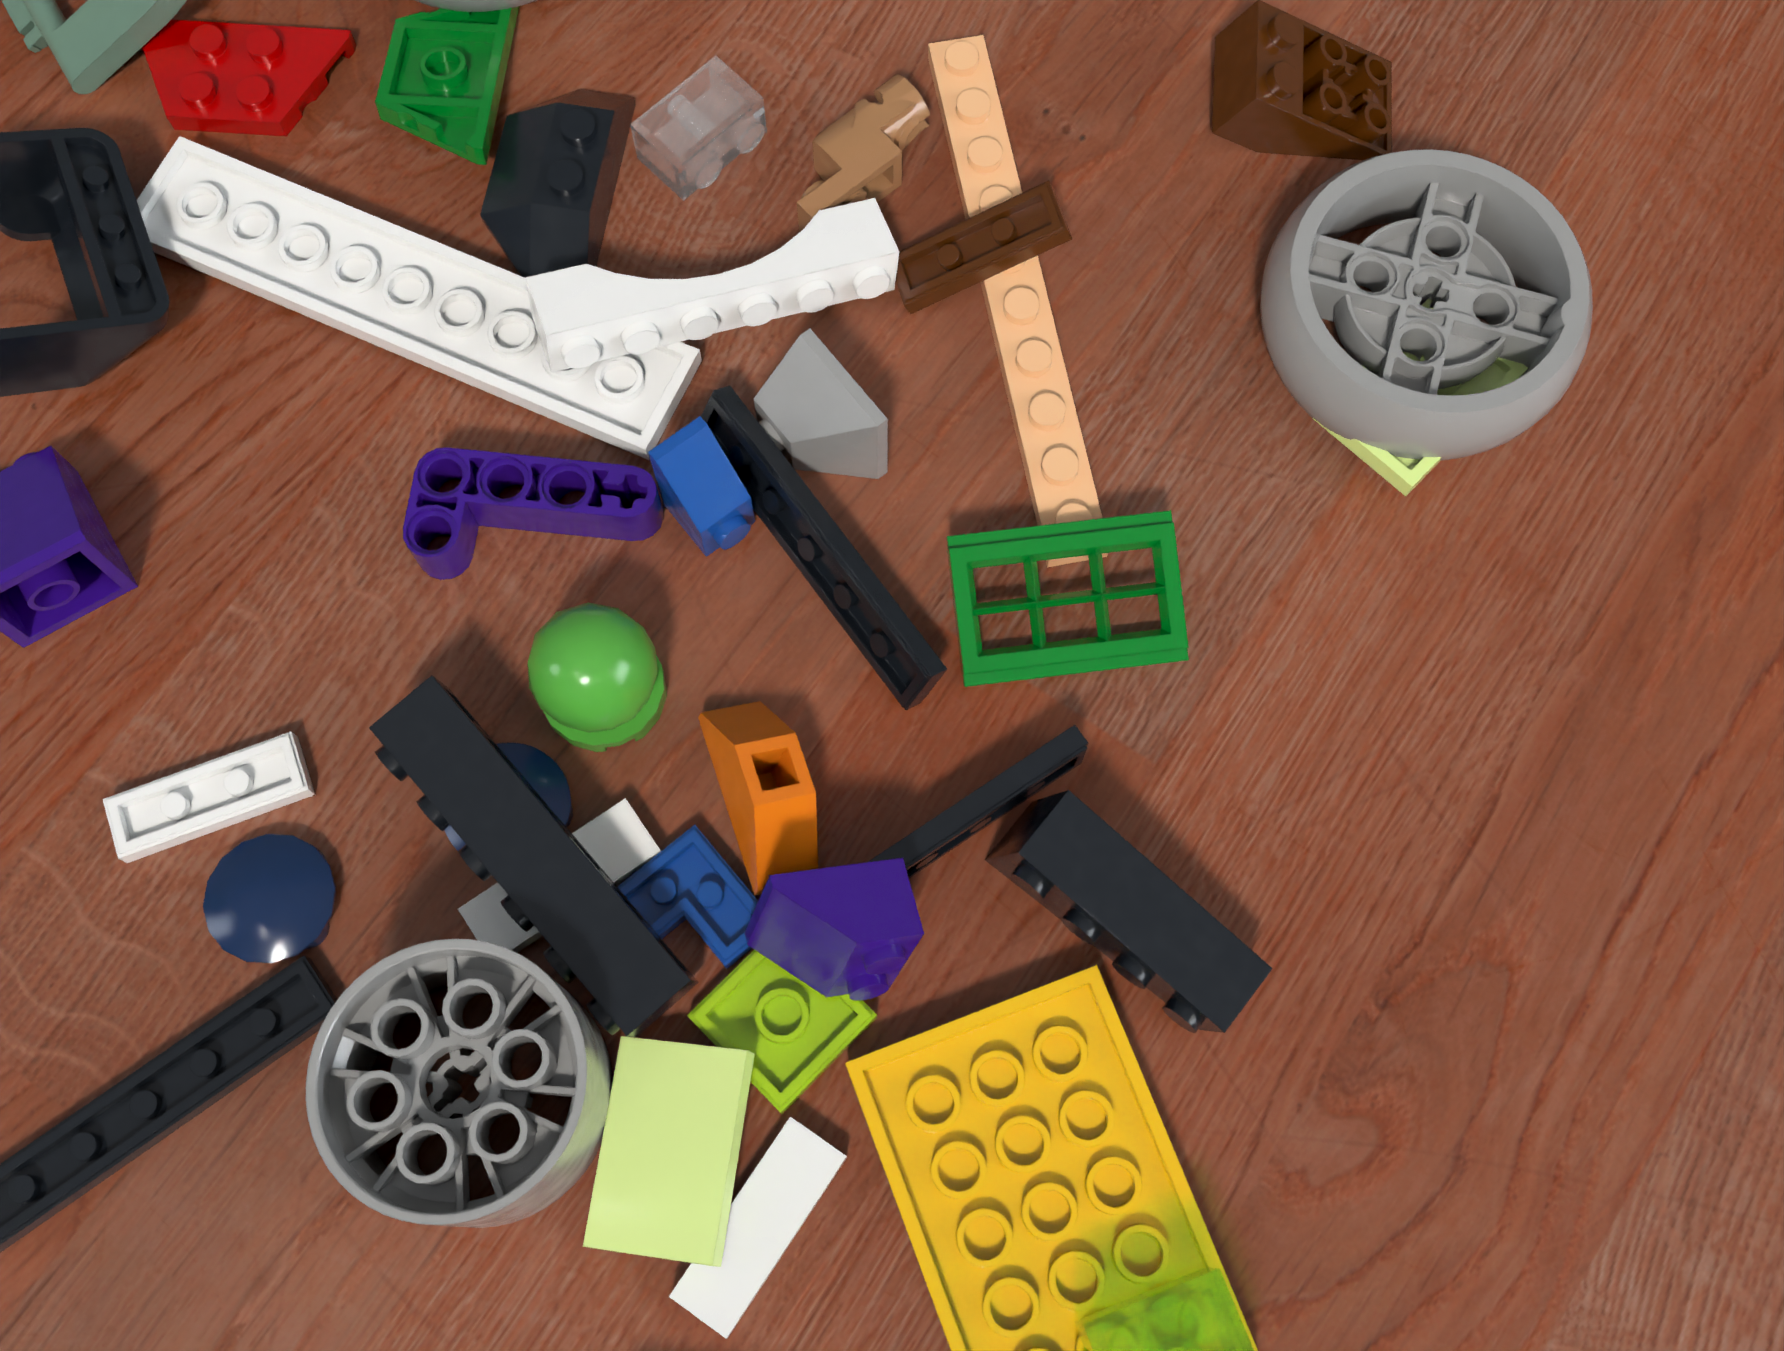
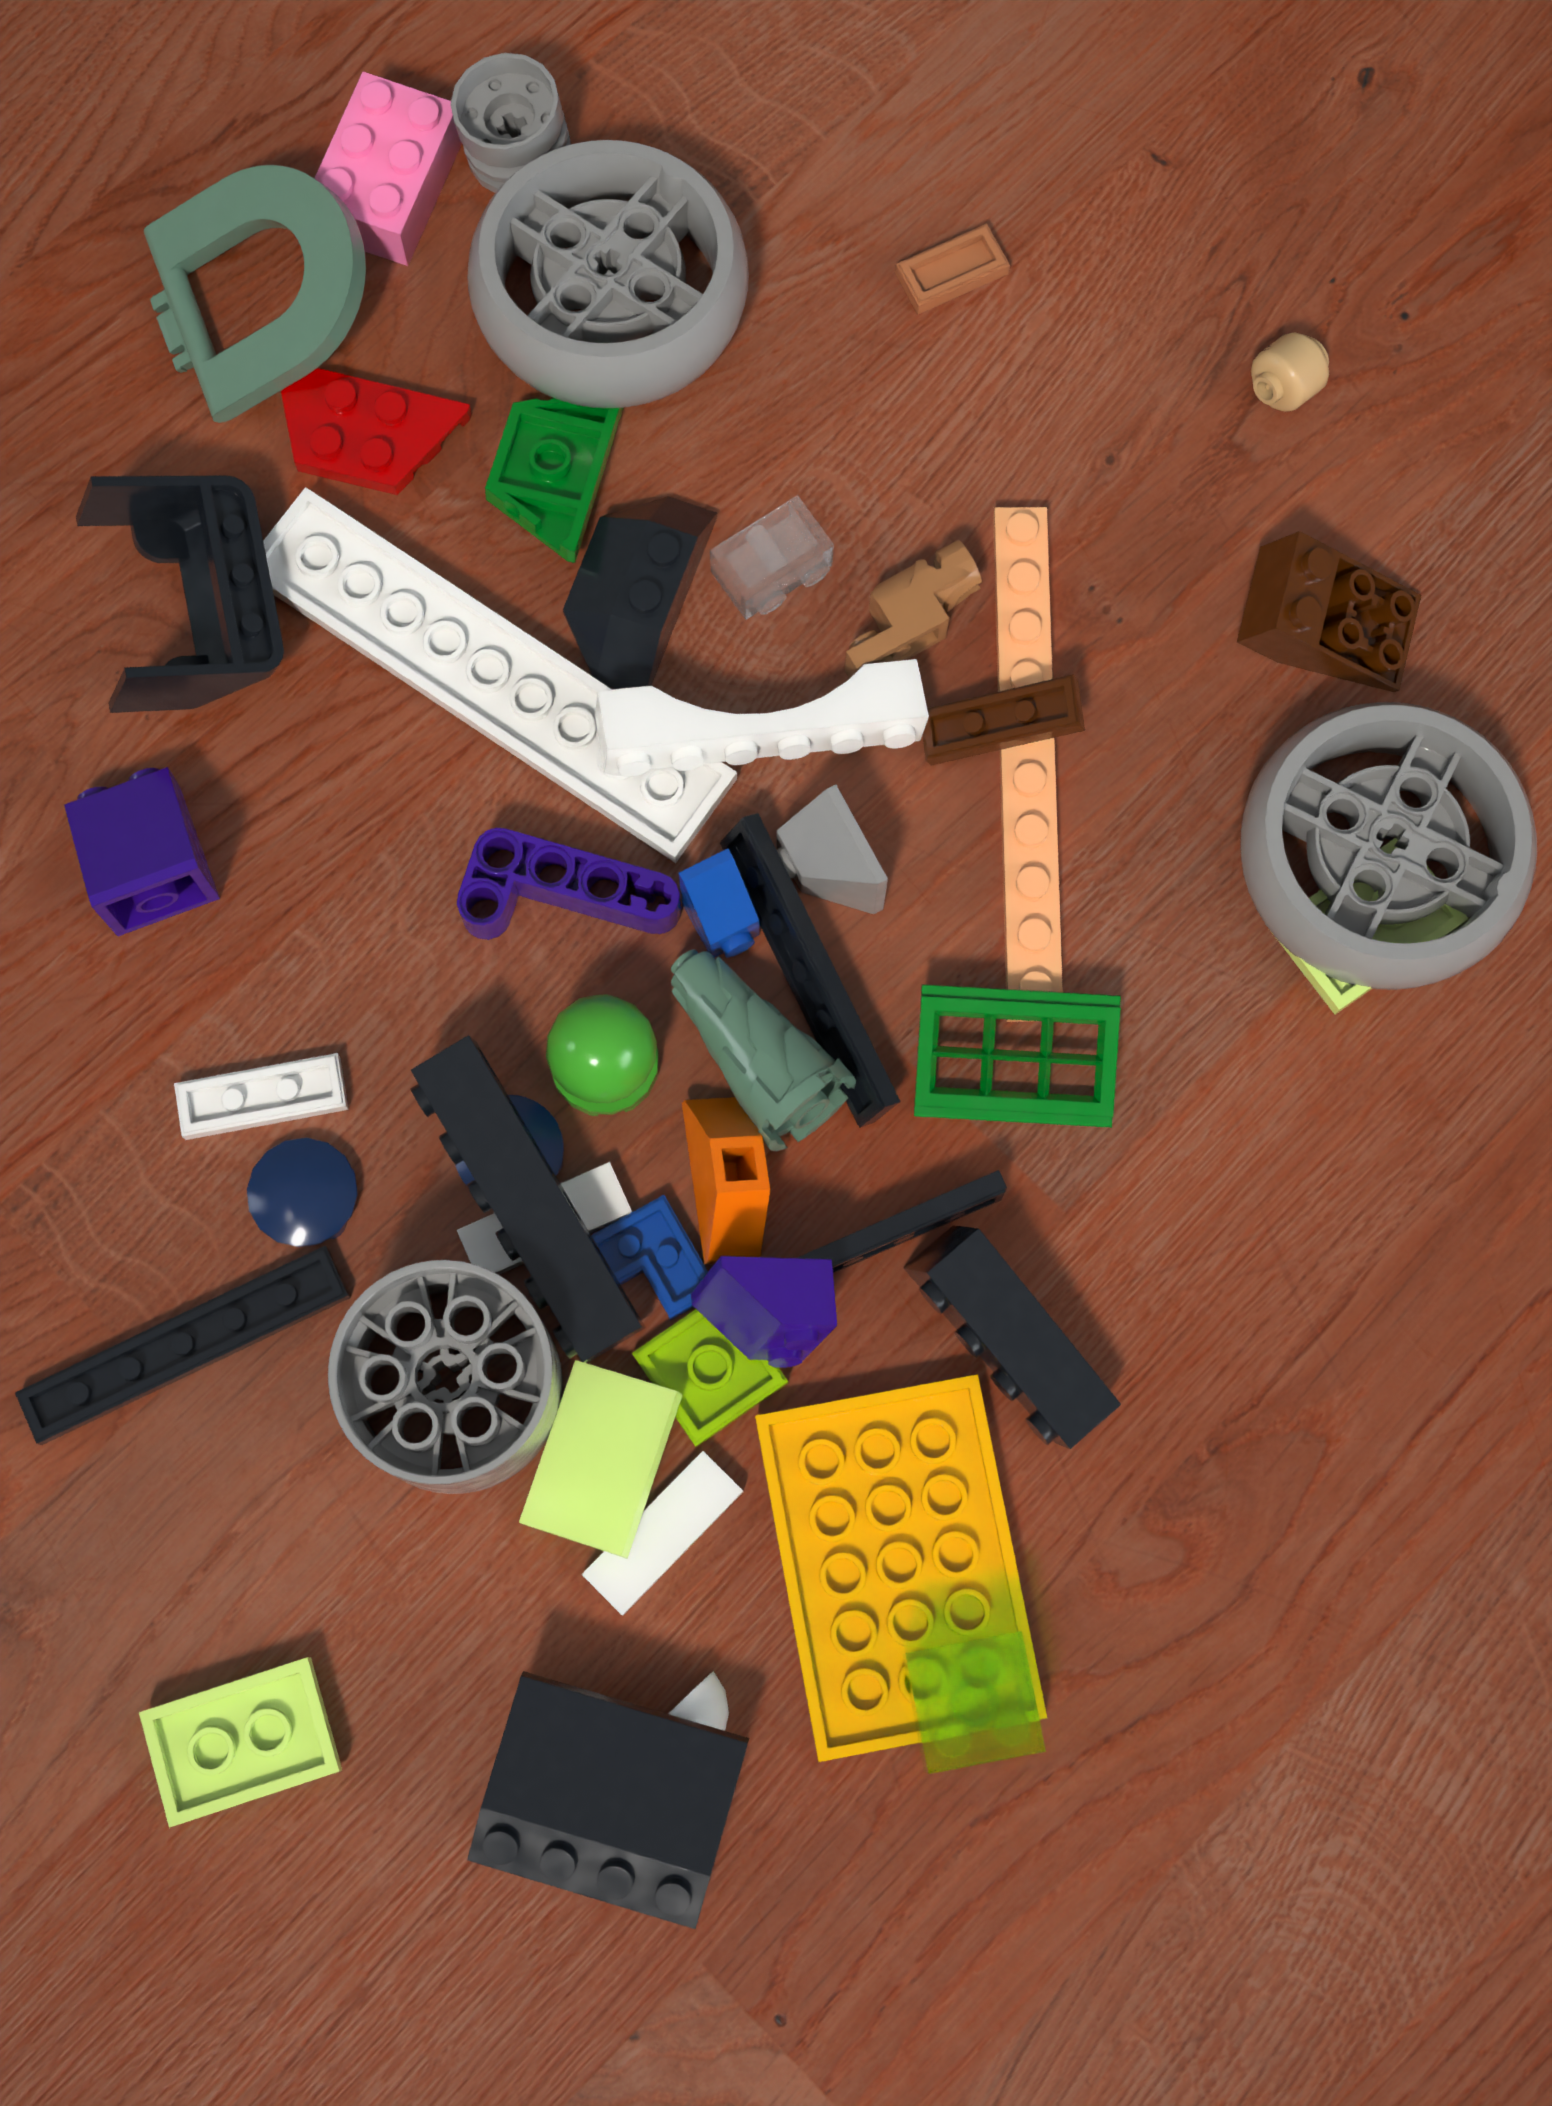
camera: 10 degrees right, 5 degrees up
(790, 654) = (768, 1063): none -> sand green cone

